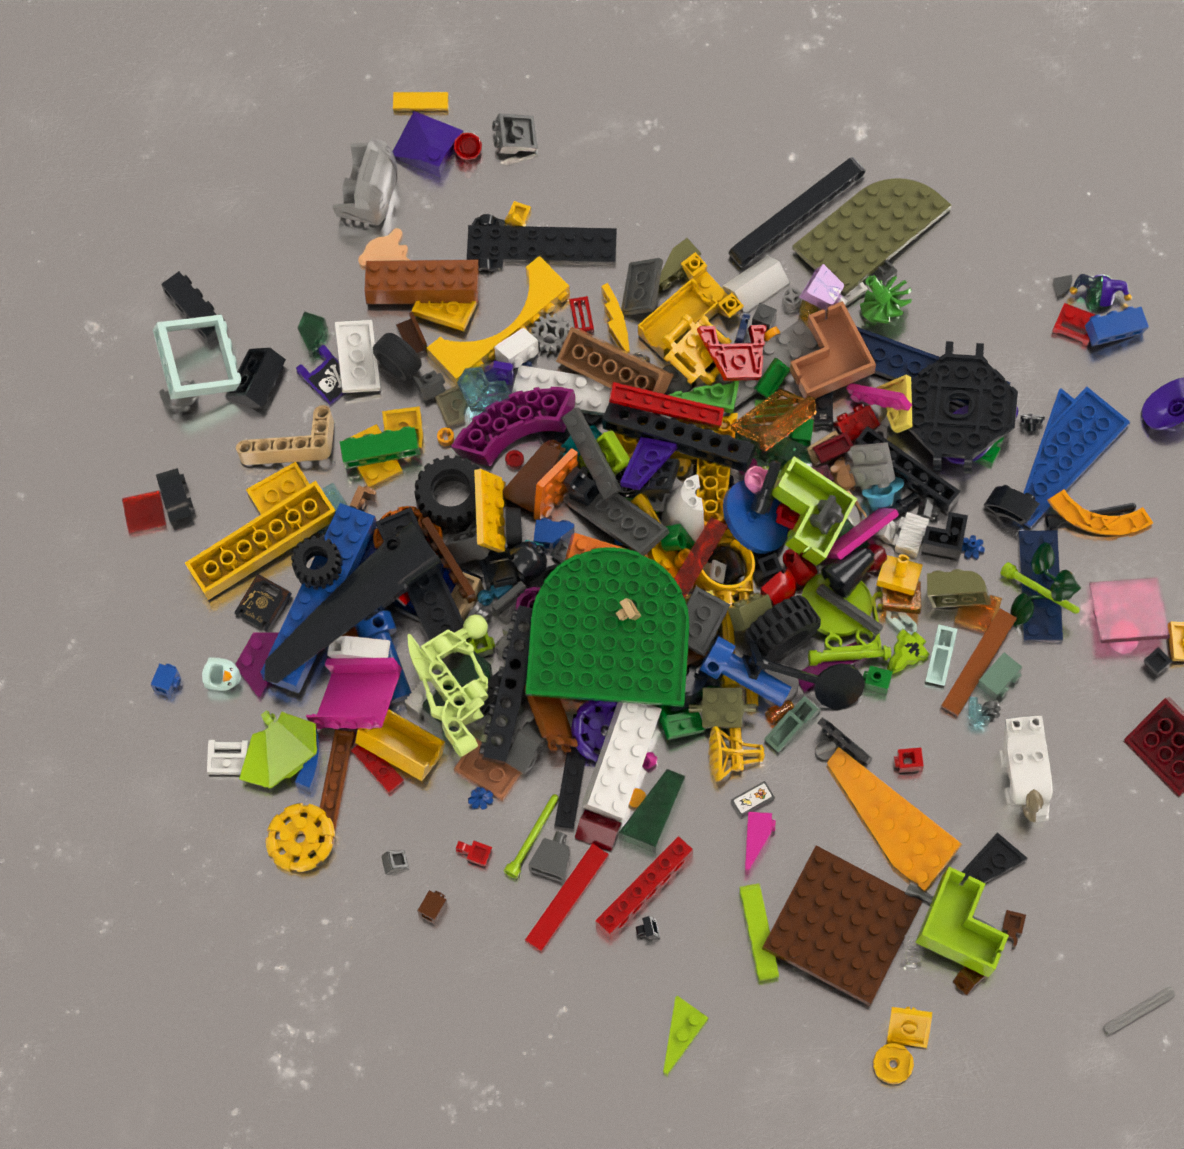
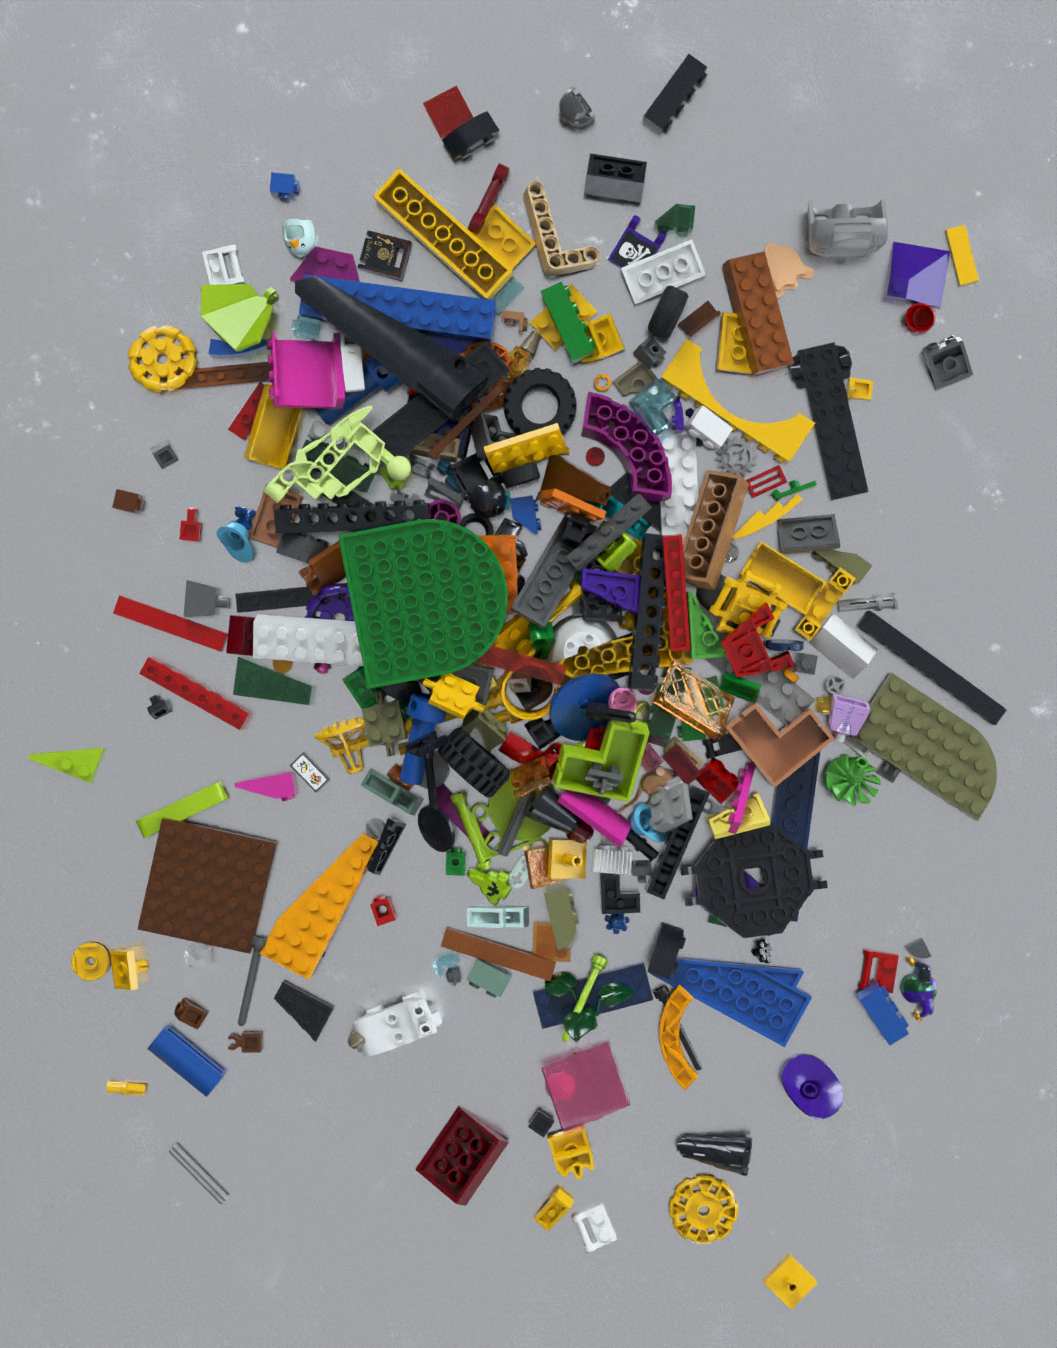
camera: 75 degrees right, 20 degrees up
(168, 364) = (599, 85): light aqua window -> none
(222, 481) = (480, 215): none -> dark red piece
(311, 692) = (306, 328): none -> clear light blue brick
(321, 576) = (416, 280): black tyre -> none
(393, 493) = (531, 343): none -> dark tan cone
(405, 499) = (520, 361): none -> clear yellow bracket
(503, 809) = (235, 540): none -> medium azure piece
(513, 869) = (185, 567): lime piece -> none
(597, 307) = (795, 488): none -> green piece
(629, 610) = (442, 612): tan tile -> none
(712, 625) = (453, 695): none -> yellow plate
(723, 244) = (878, 602): none -> light grey pin
(805, 580) = (529, 772): none -> clear orange plate
(953, 931) = (228, 985): lime piece -> none
(1019, 993) = (186, 1061): none -> blue brick
(1034, 1061) = (126, 1088): none -> yellow axle

